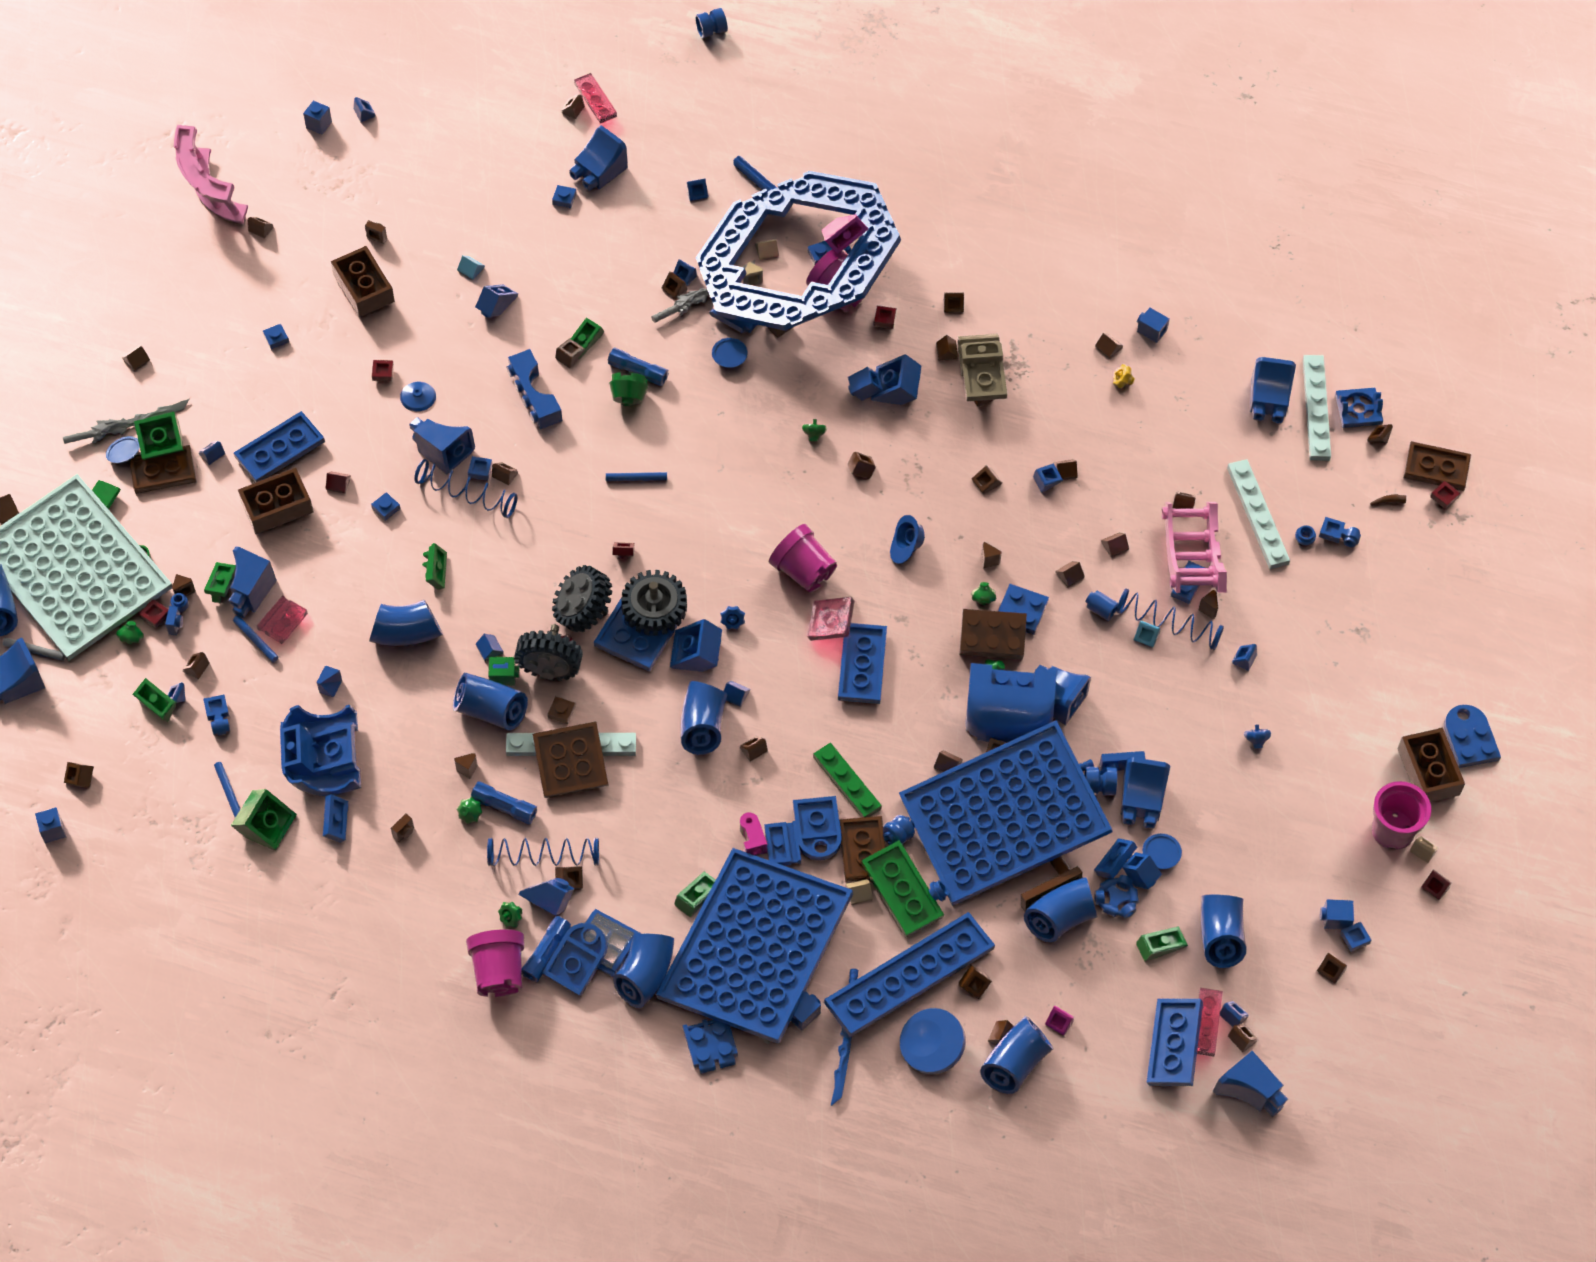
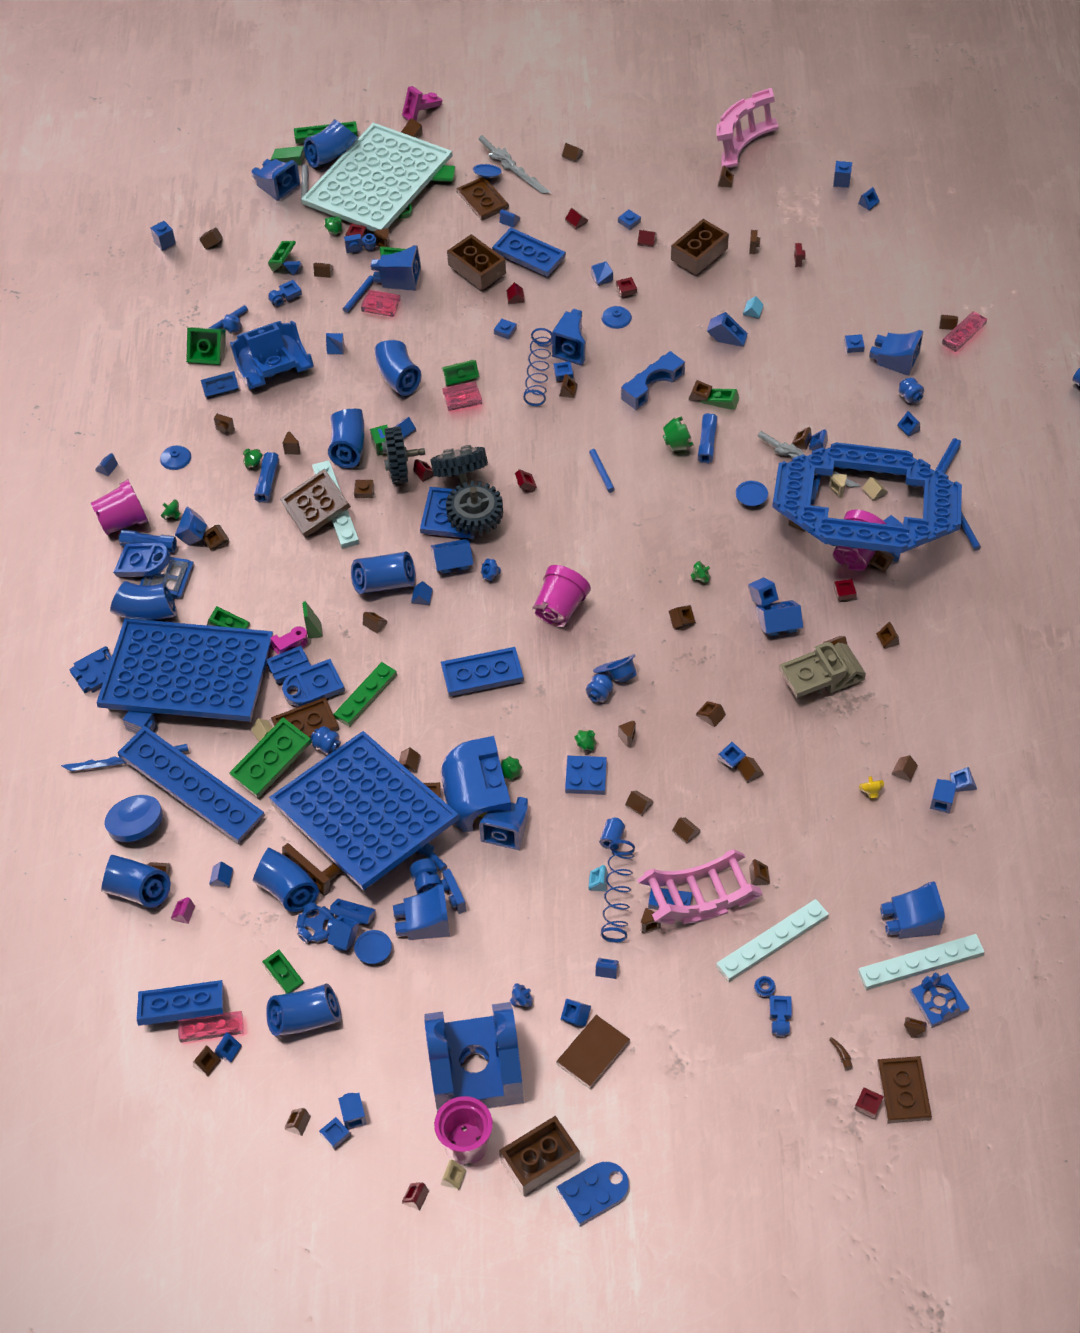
camera: 75 degrees right, 5 degrees down
(159, 435) = (504, 182): green slope -> none
(241, 782) = (231, 323): none -> blue piece
(247, 387) = (575, 218): none -> dark red slope
(314, 328) = (646, 238): none -> dark red slope
(350, 386) = (602, 273): none -> blue slope
(404, 972) = (107, 465): none -> blue slope
(416, 198) = (799, 255): none -> dark red plate
(423, 896) = (175, 457): none -> blue piece
(471, 575) = (462, 396): none -> clear pink plate
(490, 851) = (226, 527): blue piece -> none
(656, 170) = (911, 390): none -> blue piece
(737, 805) = (312, 622): none -> green slope
(831, 618) = (513, 635): clear pink plate -> none
(843, 232) = (884, 509): dark pink slope -> none
(926, 563) = (599, 688): none -> blue piece
(938, 891) = (278, 782): blue plate -> none
(975, 981) = (201, 836): reddish brown slope -> none
(993, 634) = (542, 754): reddish brown brick -> none
(1028, 975) = (221, 875): none -> blue slope
(1137, 304) = (963, 779): none -> blue slope
(1253, 1083) = (152, 1075): blue hips -> none
(1286, 696) = (575, 1012): none -> blue slope
(1323, 782) = (488, 1036): none -> blue brick
(1330, 695) = (593, 1051): none -> reddish brown tile

